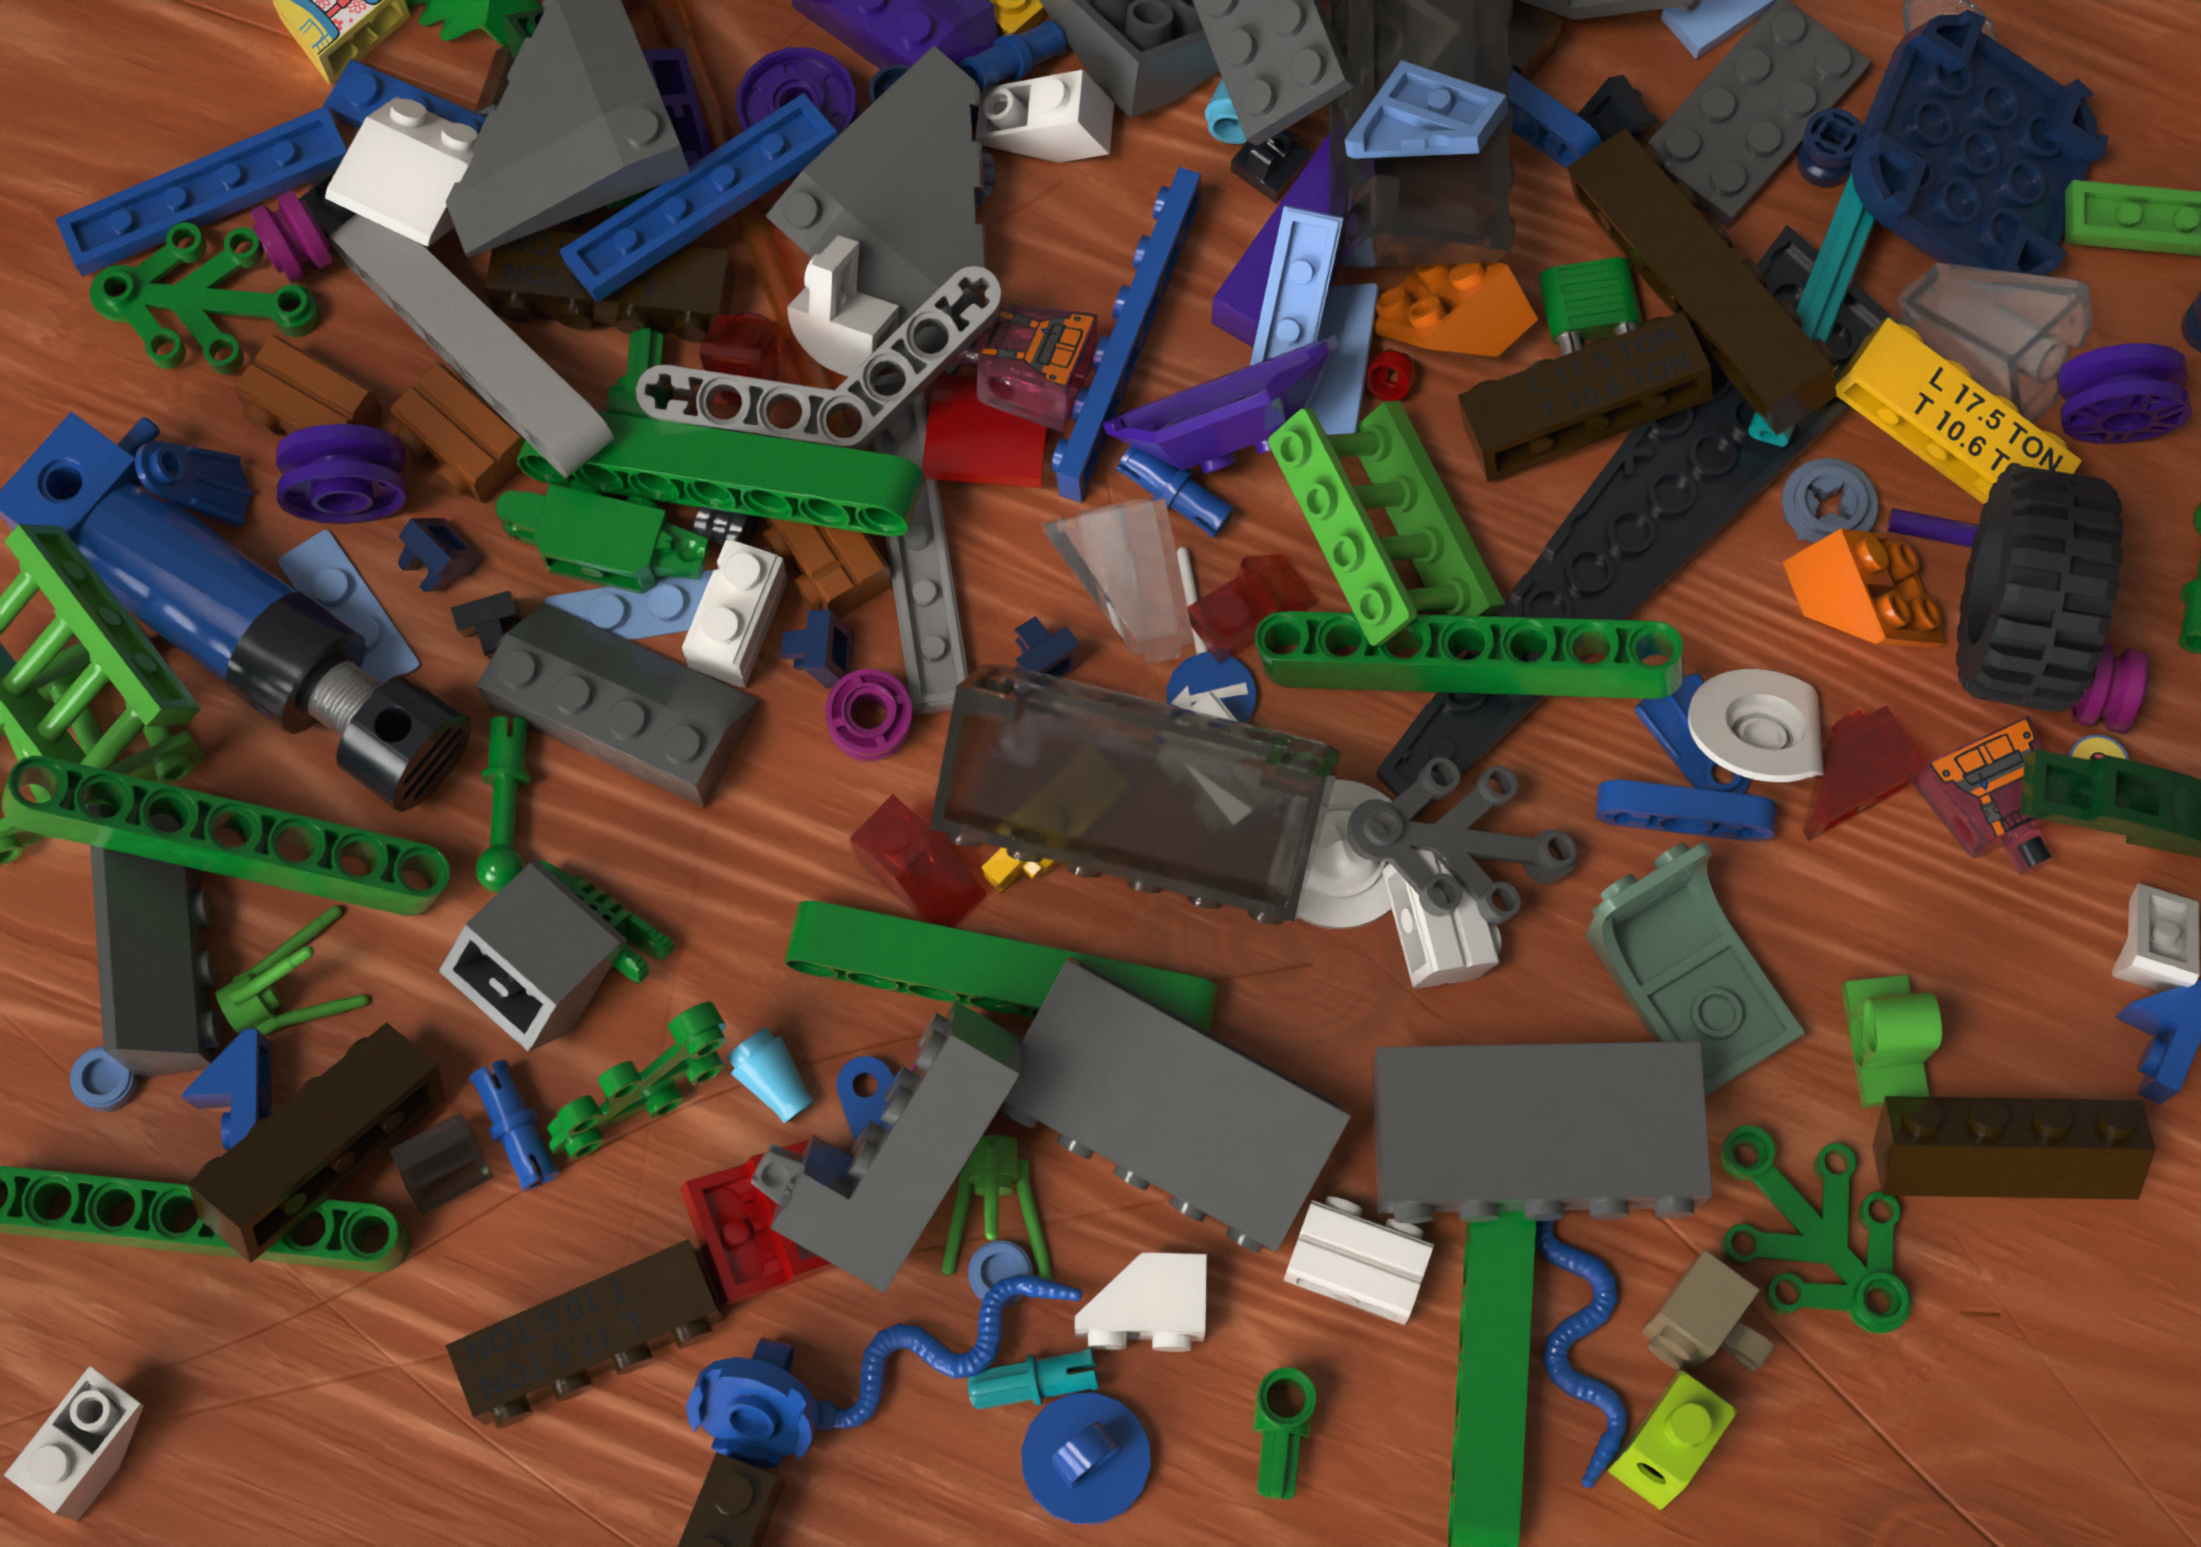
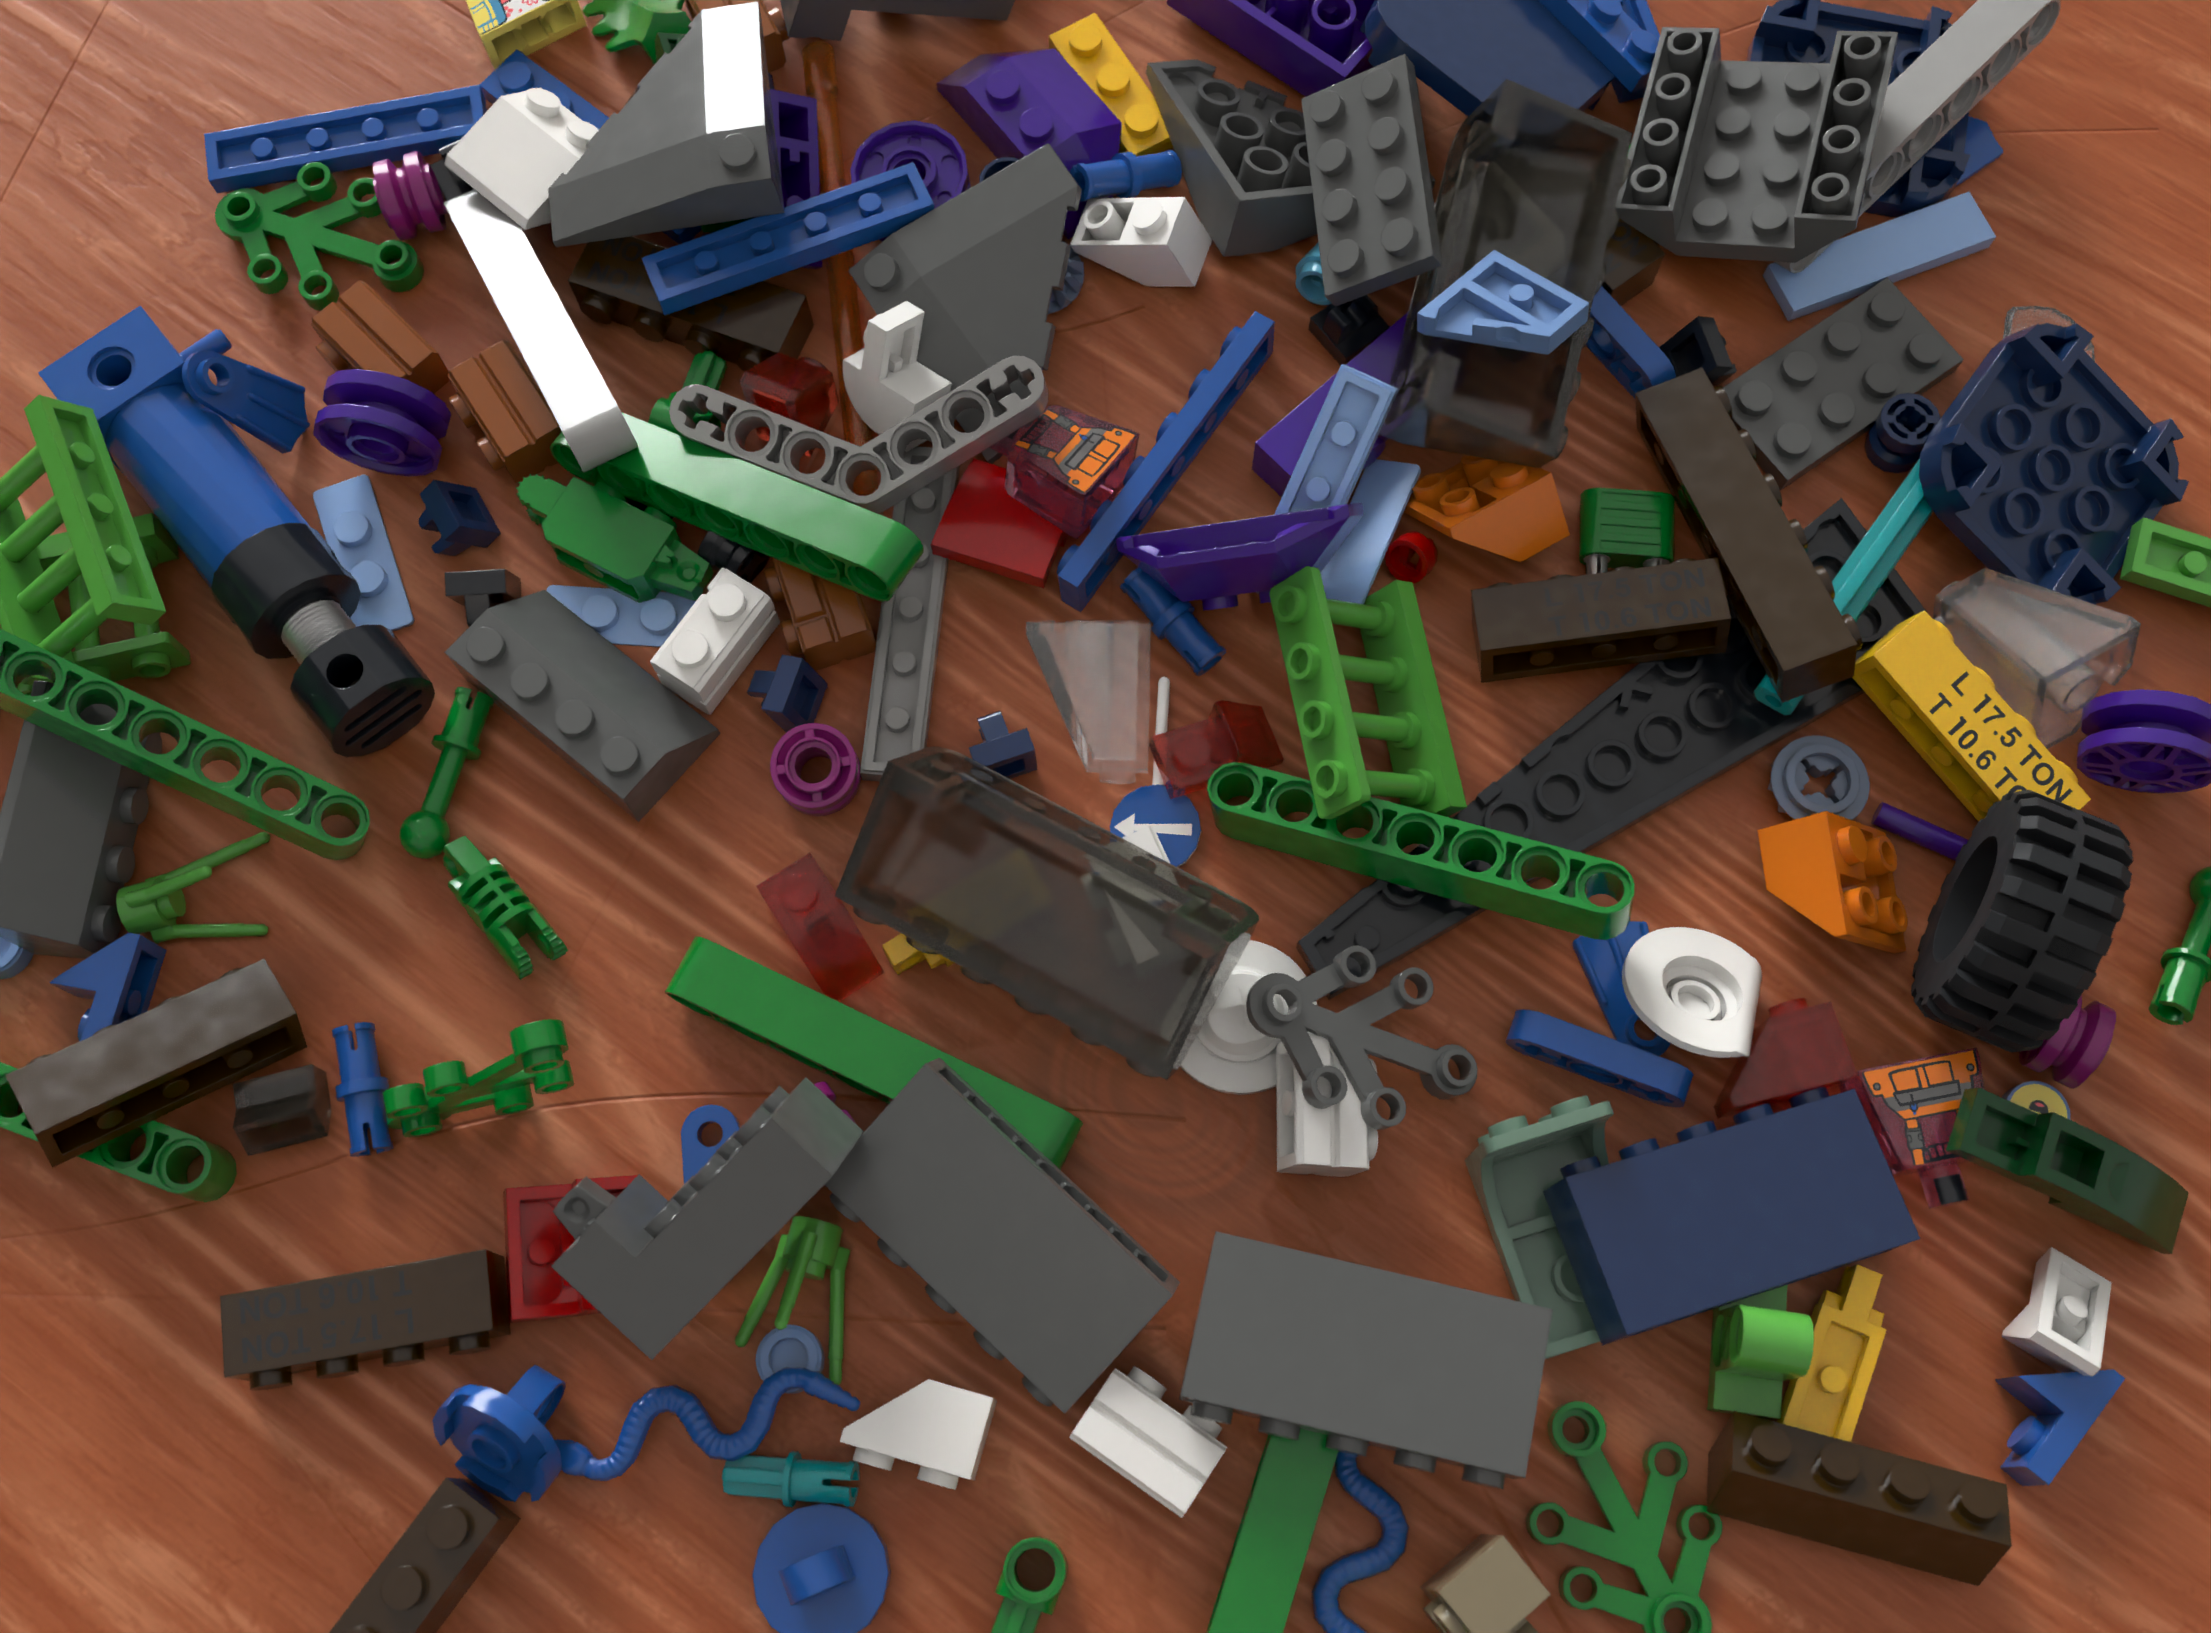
camera: 15 degrees right, 0 degrees up
(533, 957) = (420, 930): dark grey slope -> none
(770, 1074) = (621, 1100): medium azure cone -> none
(1837, 921) = (1727, 1212): none -> dark blue brick
(1971, 1027) = (1843, 1358): none -> yellow hinge

